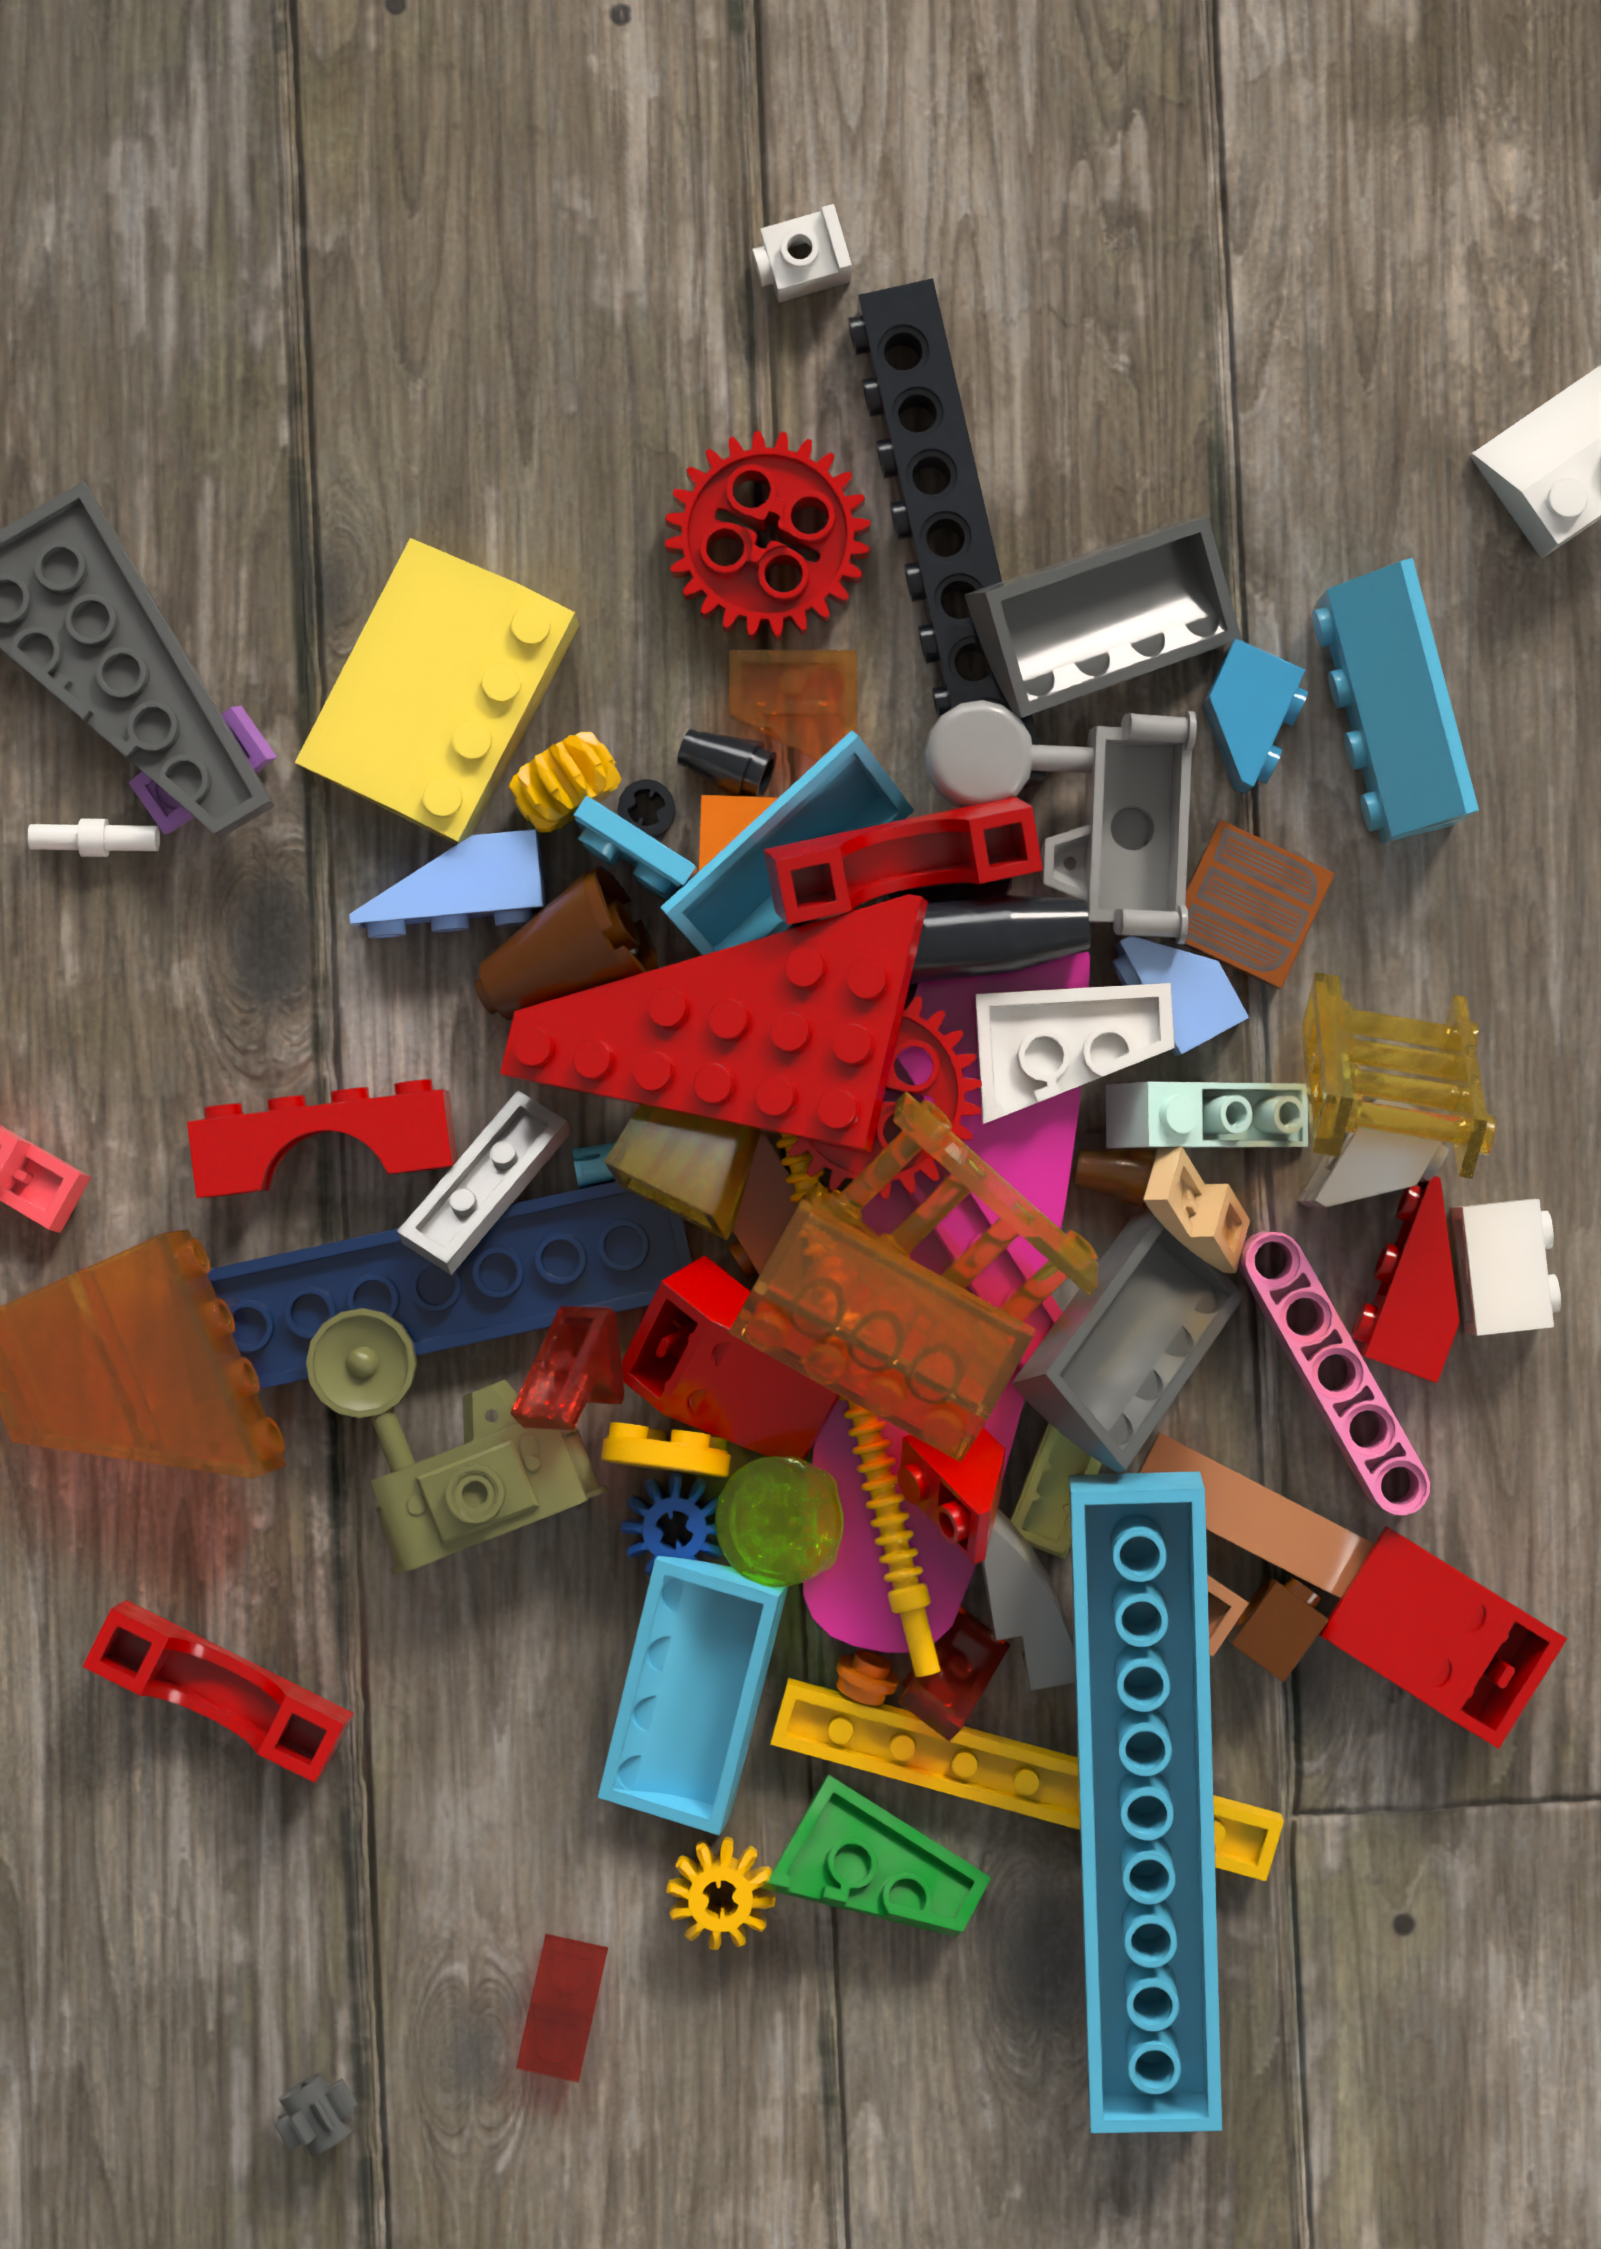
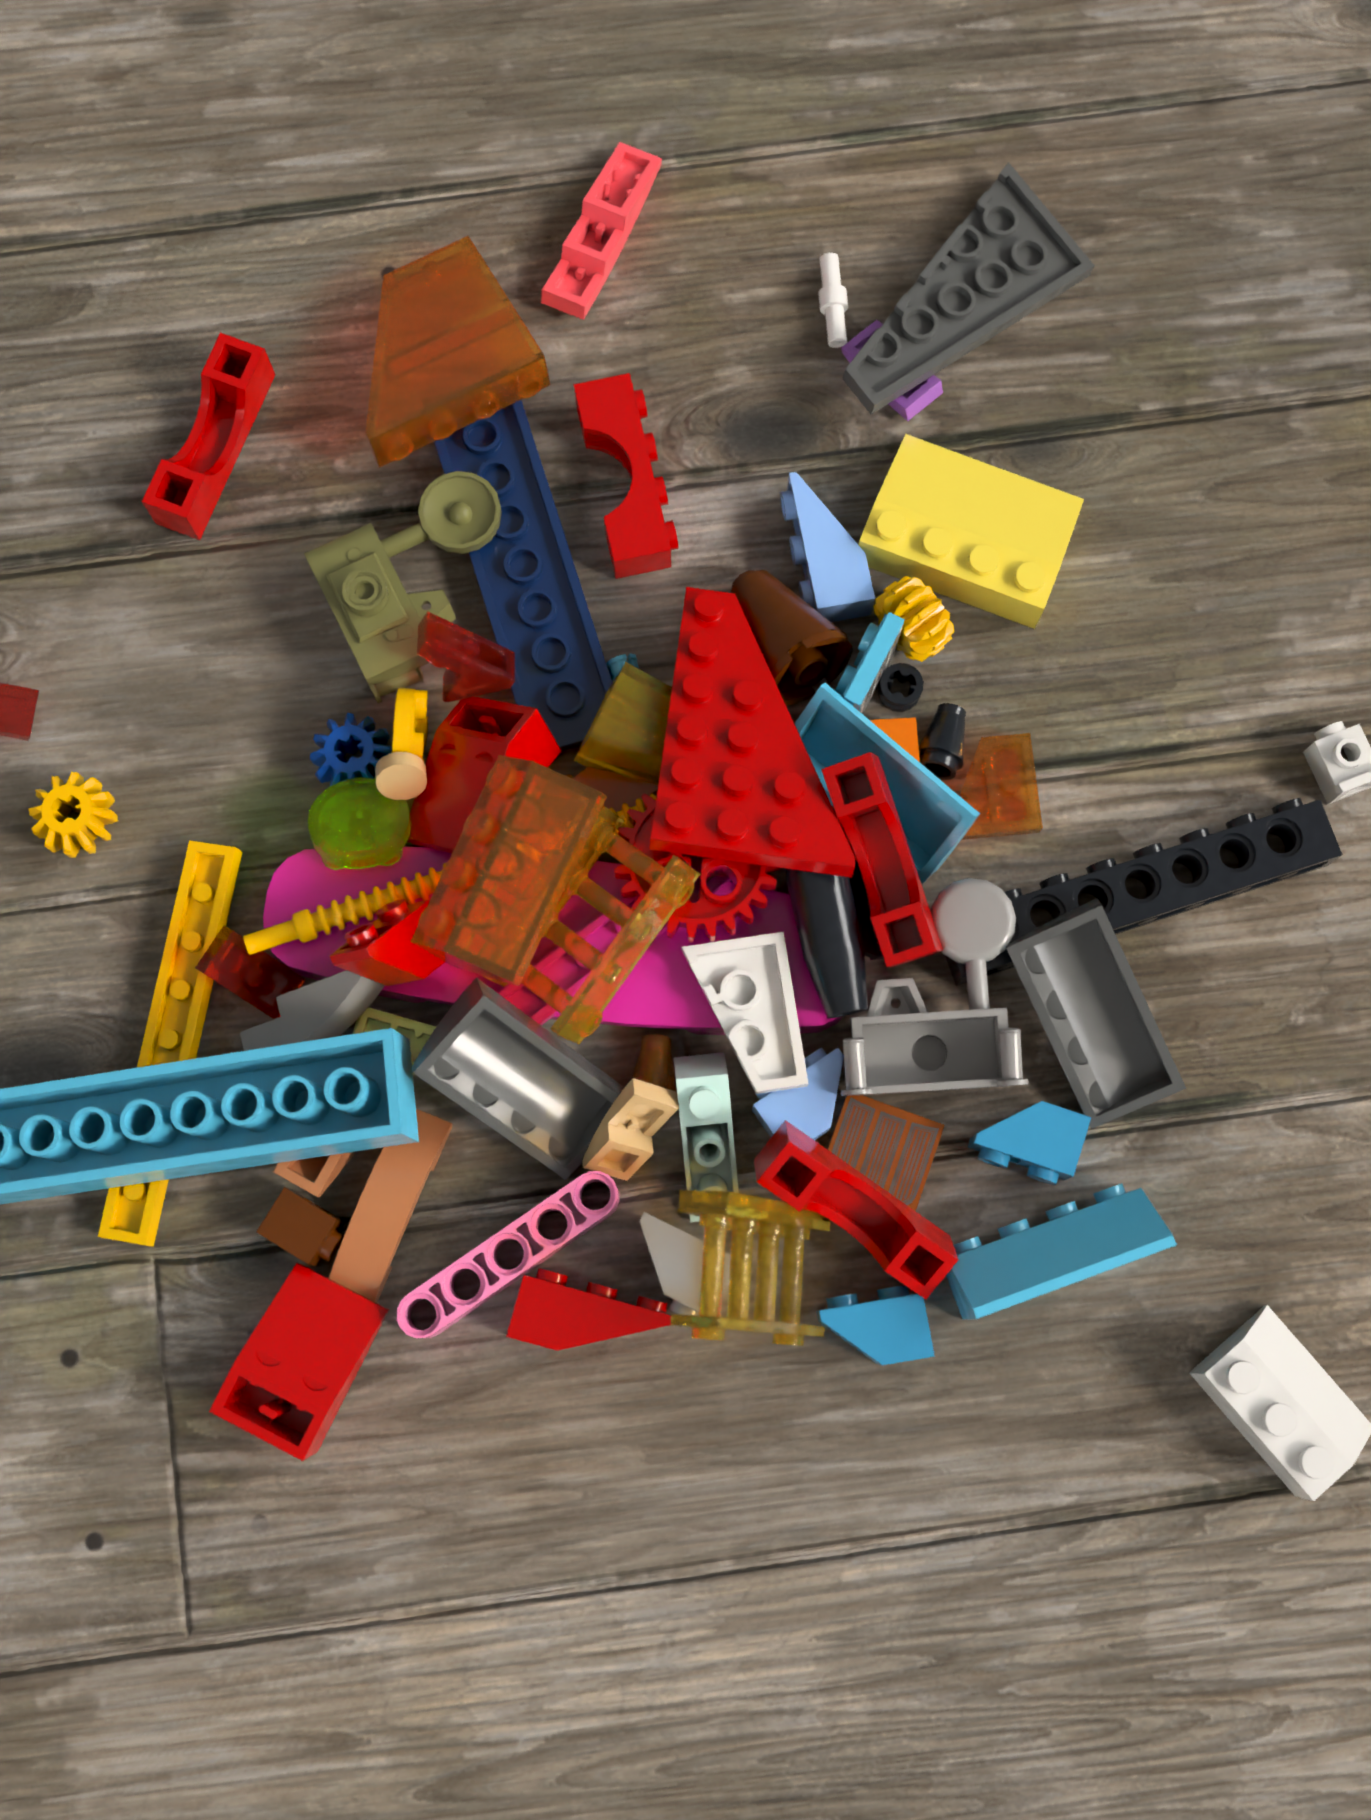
camera: 85 degrees right, 10 degrees down
(484, 1182) = (603, 588): plate -> none
(692, 1693) = (224, 776): medium azure slope -> none
(727, 1463) = (400, 776): none -> tan tile
(793, 484) = (1163, 769): red gear -> none
(866, 1677) = (244, 909): orange plate -> none
(875, 1865) = (98, 927): green wing -> none
(1284, 990) = (821, 1182): none -> red arch
(1462, 923) = (884, 1329): none -> dark azure slope
(1505, 1267) = (605, 1390): white brick -> none

